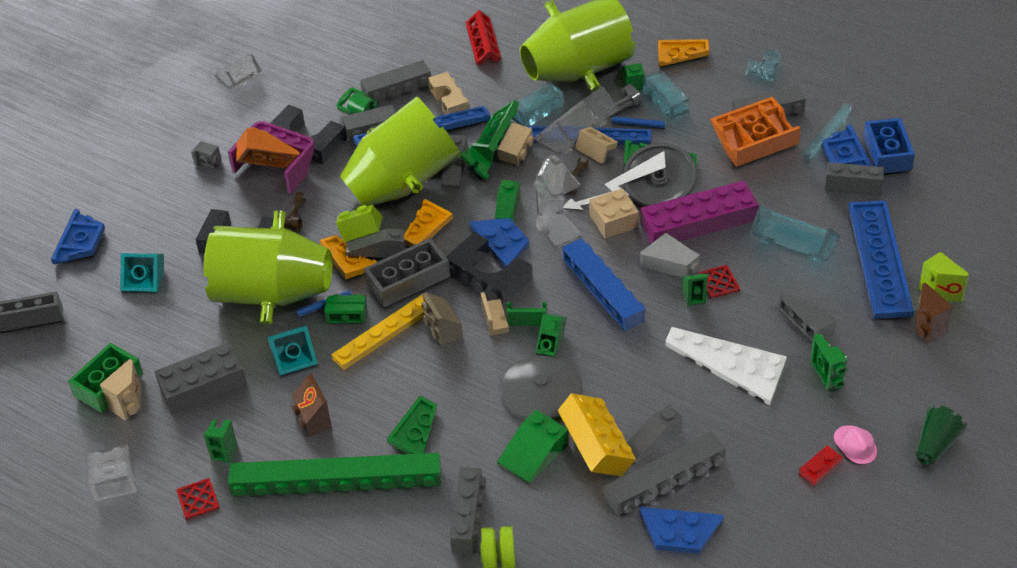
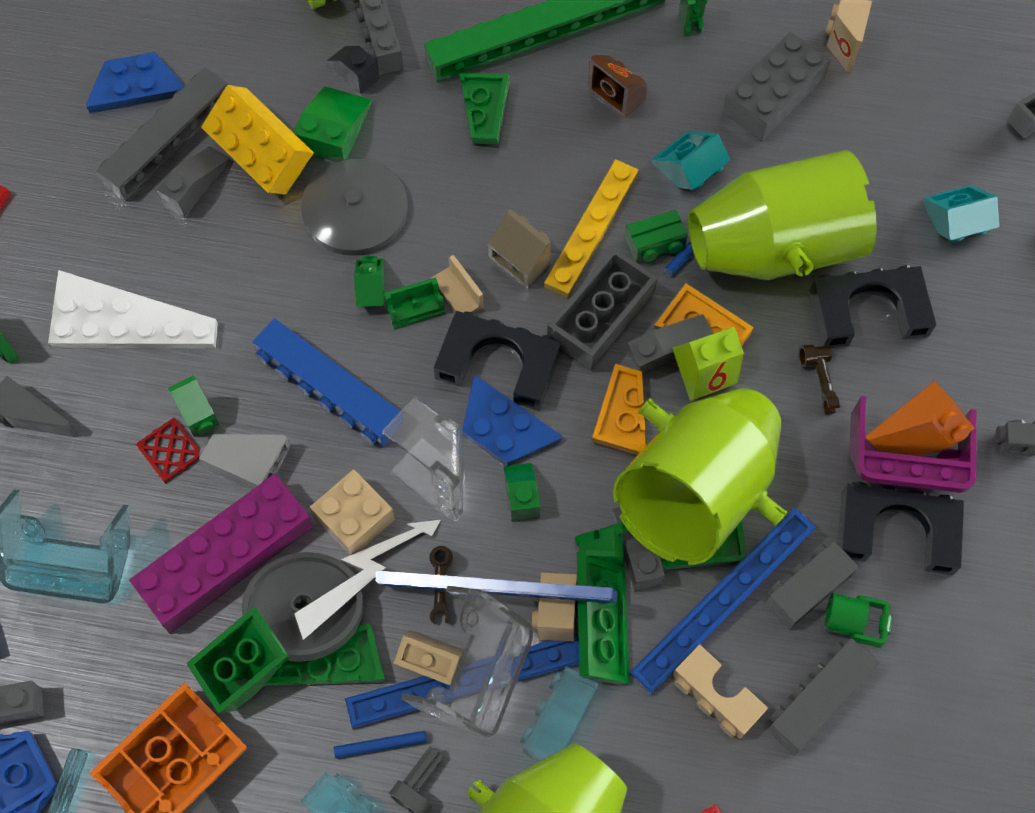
camera: 155 degrees right, 20 degrees up
(87, 381) = (887, 47): green brick -> none
(500, 484) = (355, 67): none -> black slope
(546, 145) = (499, 587): none -> tile
(706, 153) = (238, 662): none -> green slope

